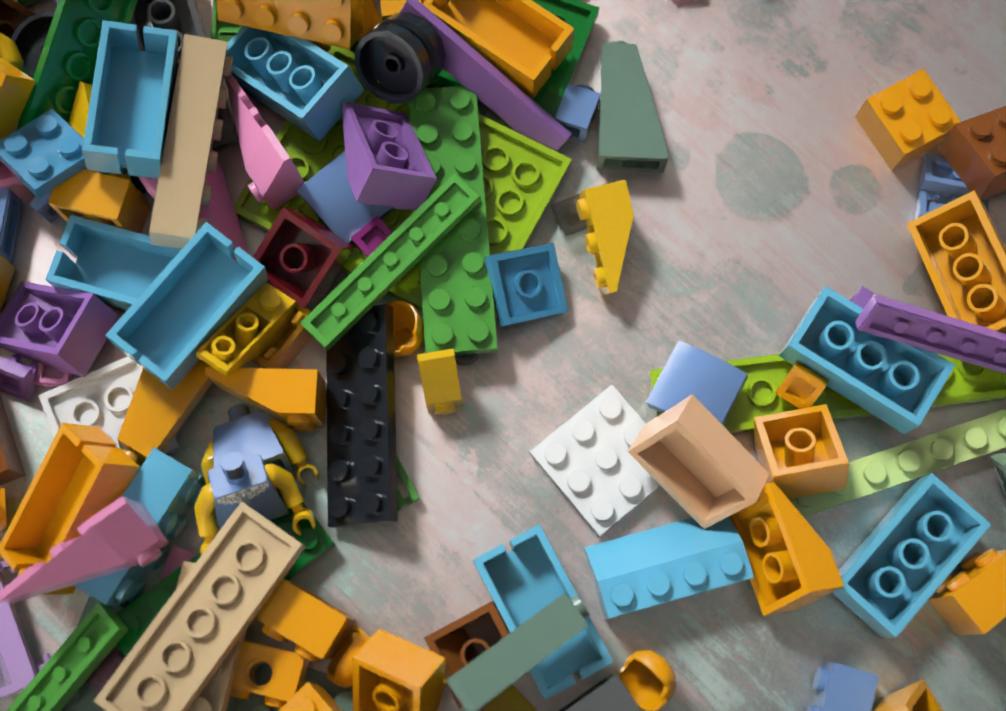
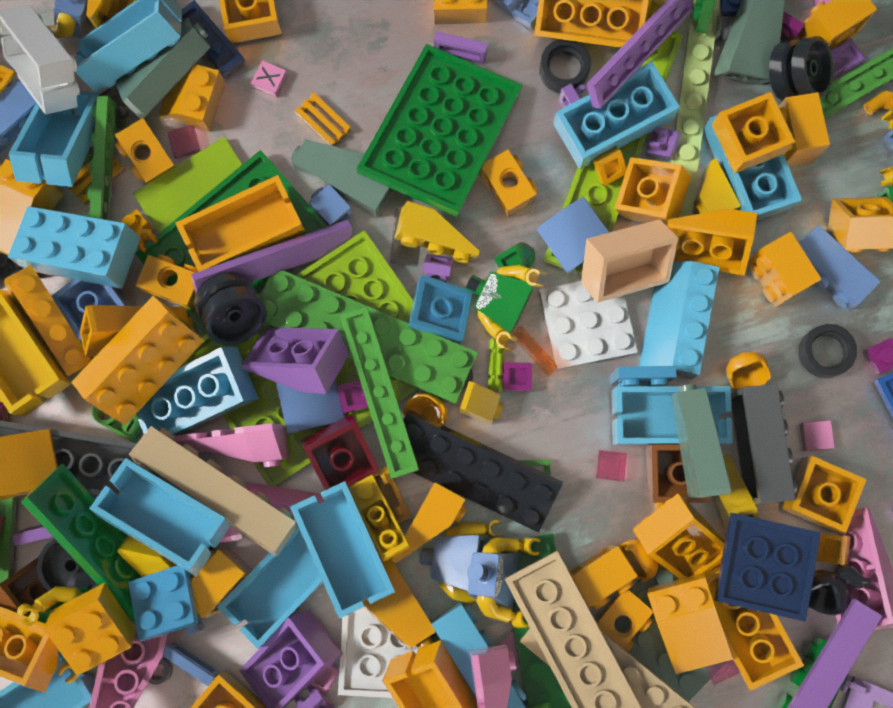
camera: 60 degrees left, 5 degrees up
(448, 573) = (611, 466): none -> clear pink tile
(496, 411) = (517, 377): none -> magenta plate
(498, 381) = (496, 366): none -> lime axle
(535, 414) = (534, 351): none -> clear orange tile
(574, 348) = (503, 299): none -> torso
(575, 258) = (437, 266): none -> medium lavender tile
(576, 562) = (643, 375): none -> dark azure plate
(630, 340) = (518, 254): none -> green plate
(679, 32) = (308, 105): none -> light orange tile
(722, 267) = (509, 198): none -> light orange brick
(732, 178) = (440, 130): none -> green plate
(796, 658) = (783, 269): none -> light orange brick
(843, 154) = (461, 47): none -> medium lavender tile
(846, 529) = (714, 191): none -> yellow slope
(869, 439) = (664, 143): none -> medium lavender tile
(908, 259) = (567, 47): none -> black tyre
(940, 528) = (752, 132): none -> light orange brick

